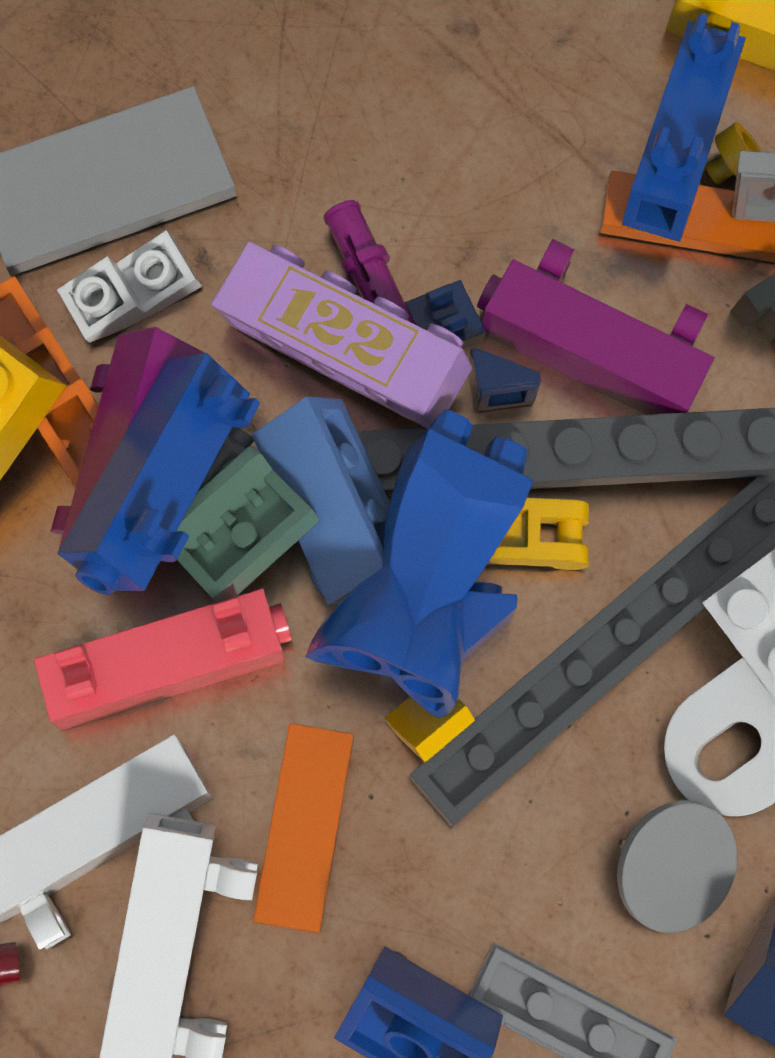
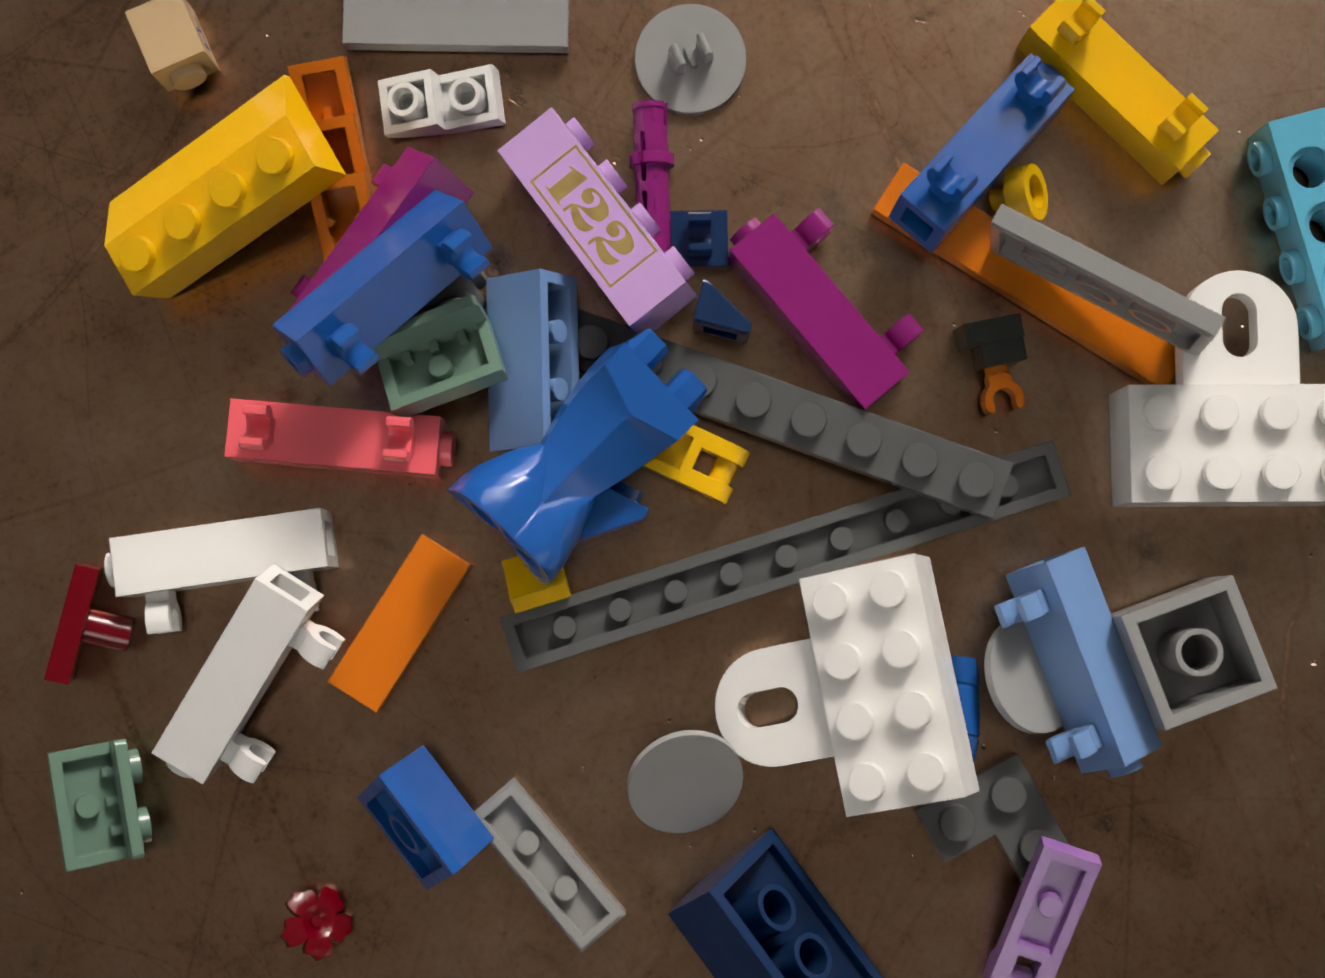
camera: 25 degrees right, 10 degrees up
(359, 155) = (690, 59): none -> light grey piece

